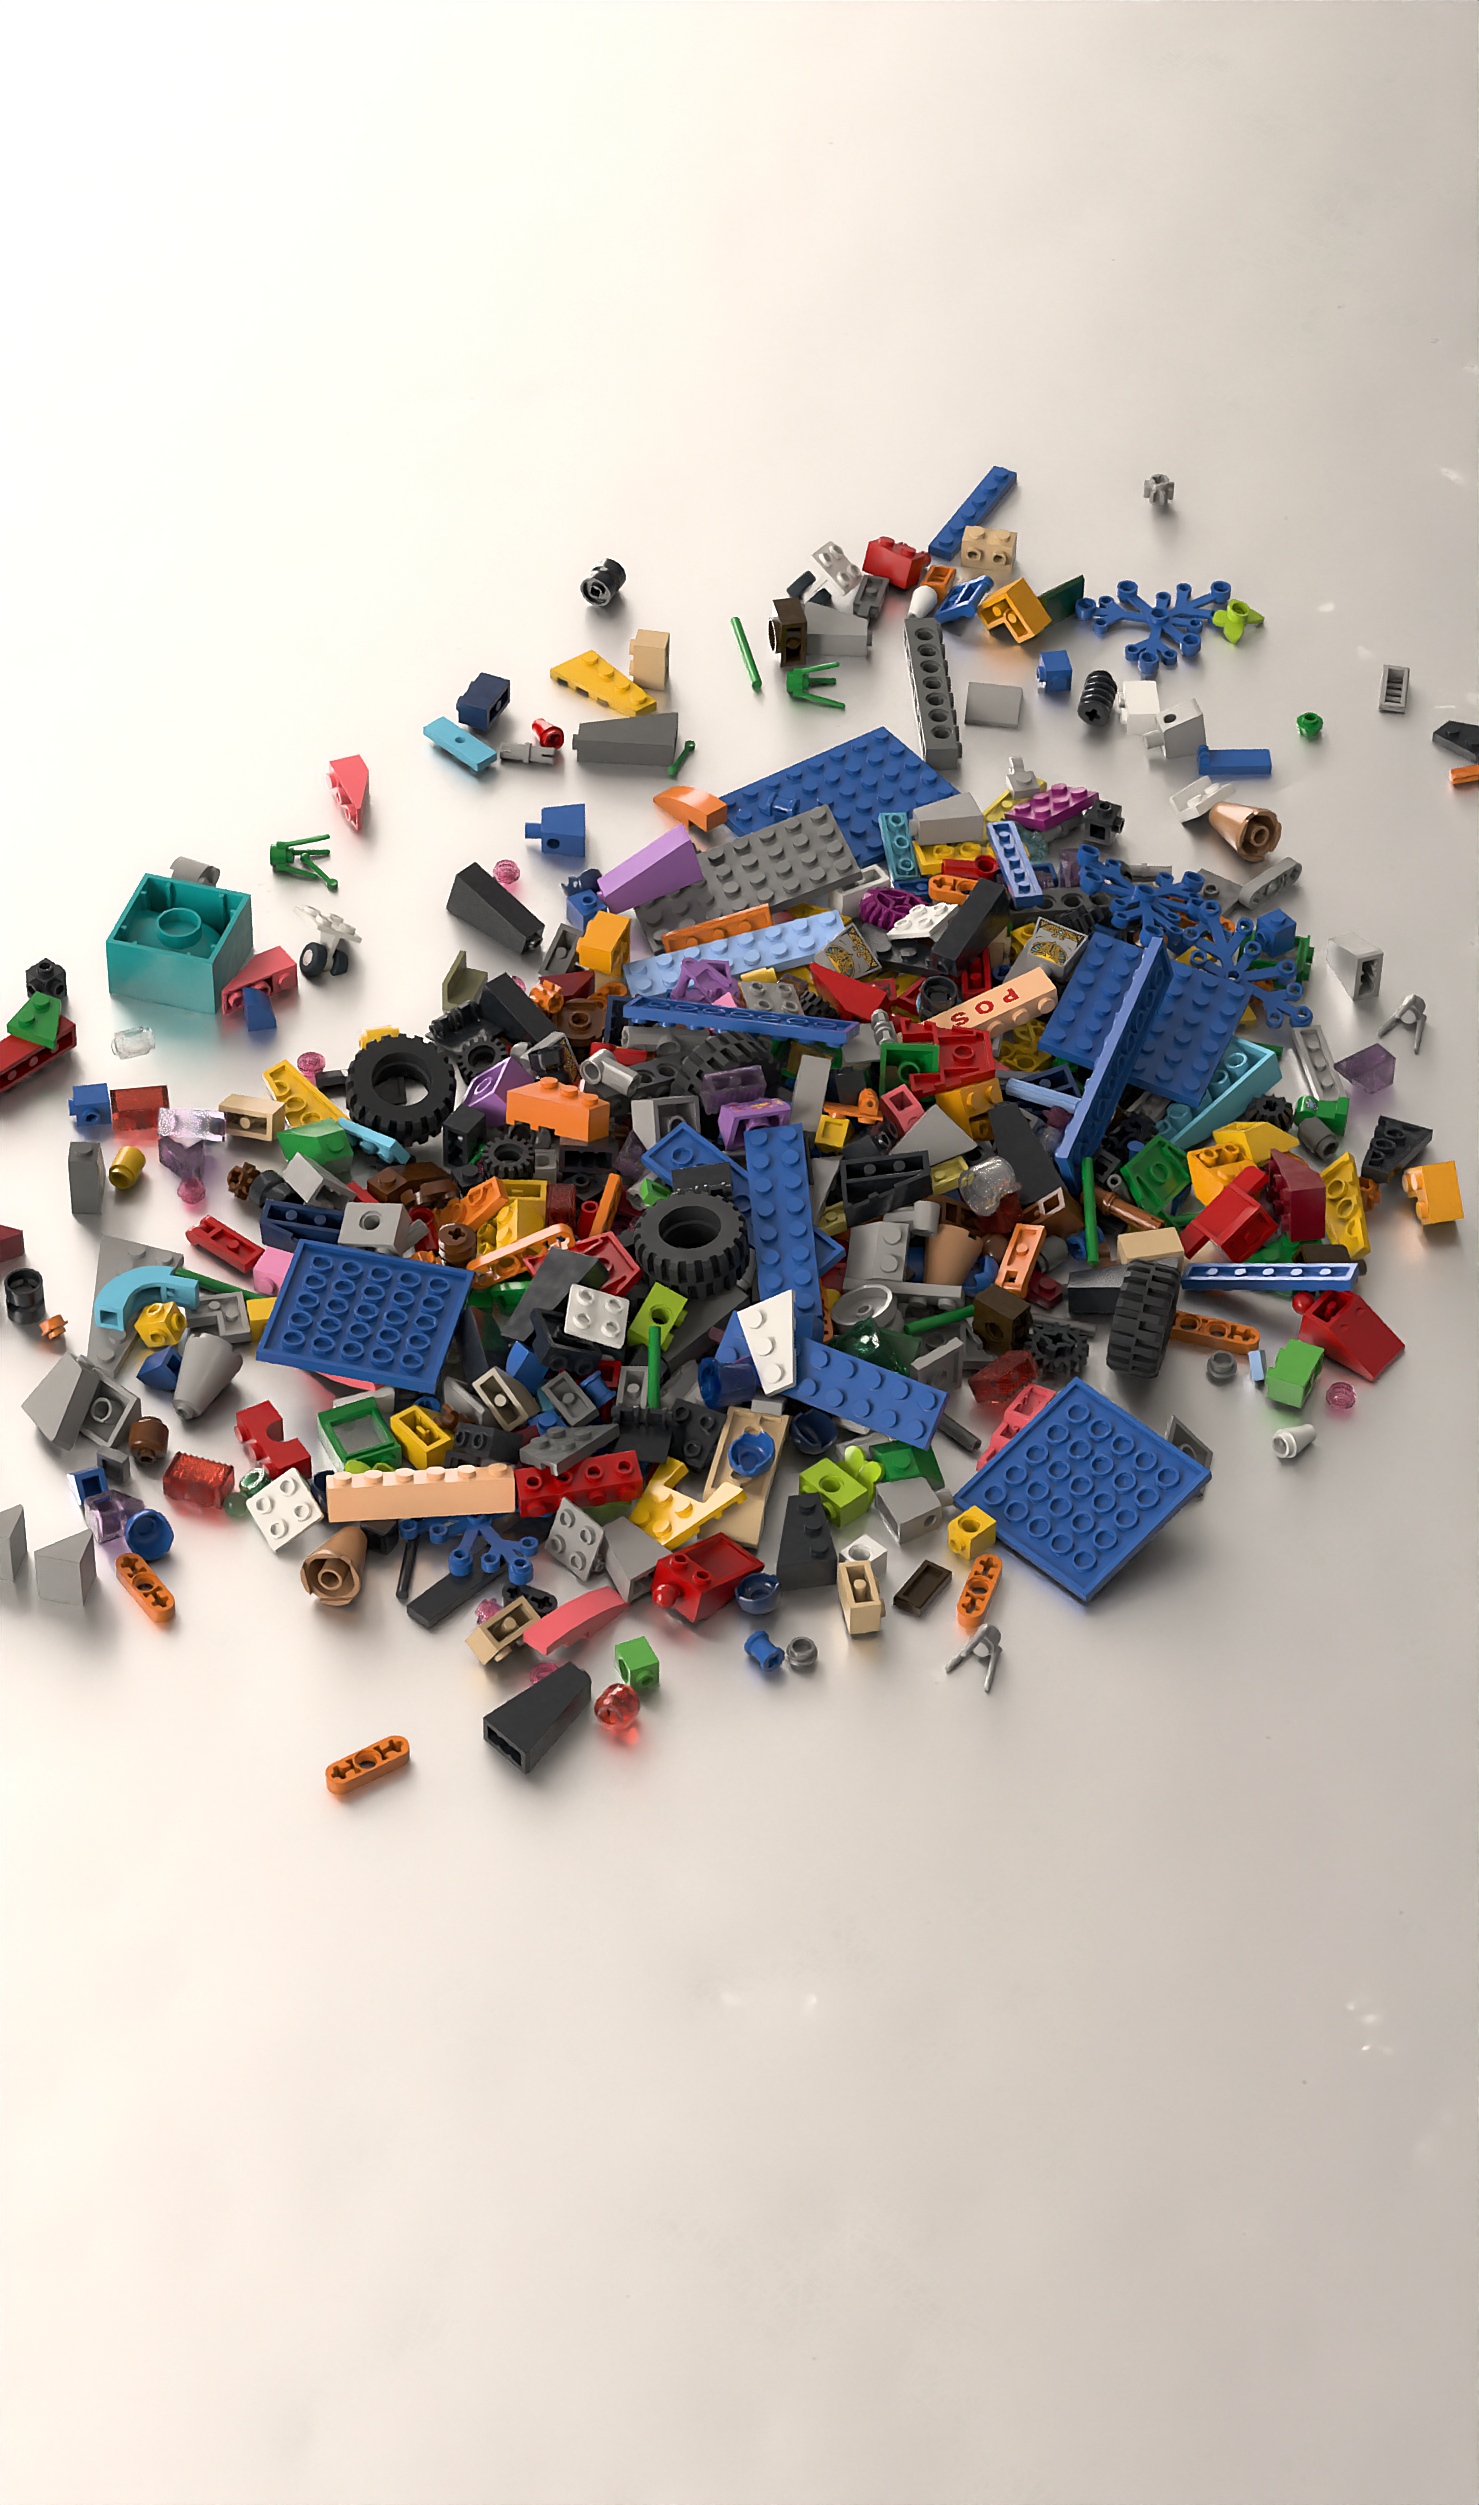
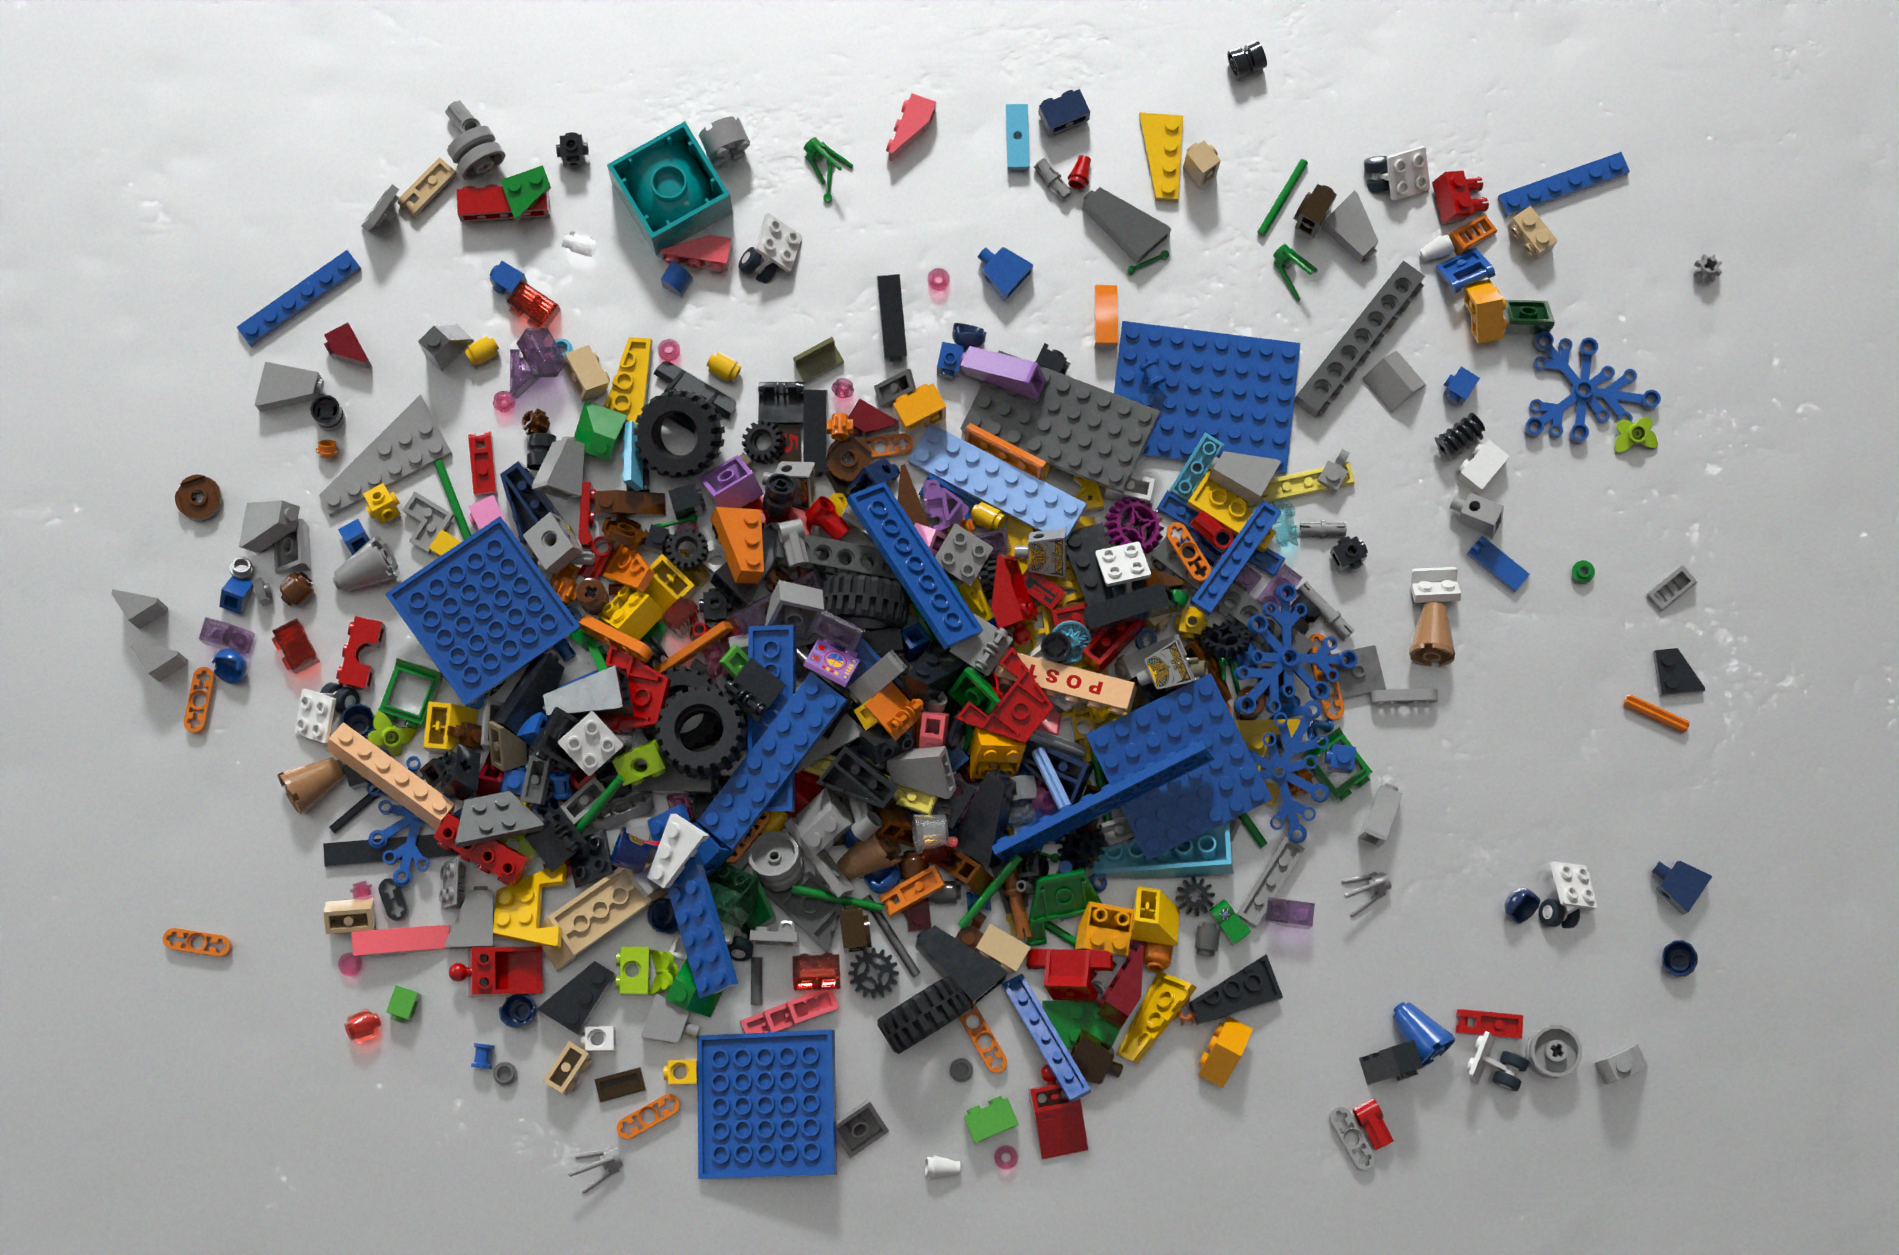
camera: 40 degrees right, 35 degrees up
(69, 1462) = (241, 568): none -> light grey plate
(139, 1289) = (383, 466): medium azure arch -> none
(249, 1485) = (323, 675): clear green plate -> none
(519, 1049) = (792, 453): light grey hinge -> none
(538, 1716) = (311, 994): black slope -> none
(752, 1454) = (590, 921): blue hair -> none
(870, 596) = (1409, 214): dark grey hinge -> none
(1052, 807) = (1329, 513): magenta plate -> none
(1258, 1364) = (982, 1089): light blue tile -> none

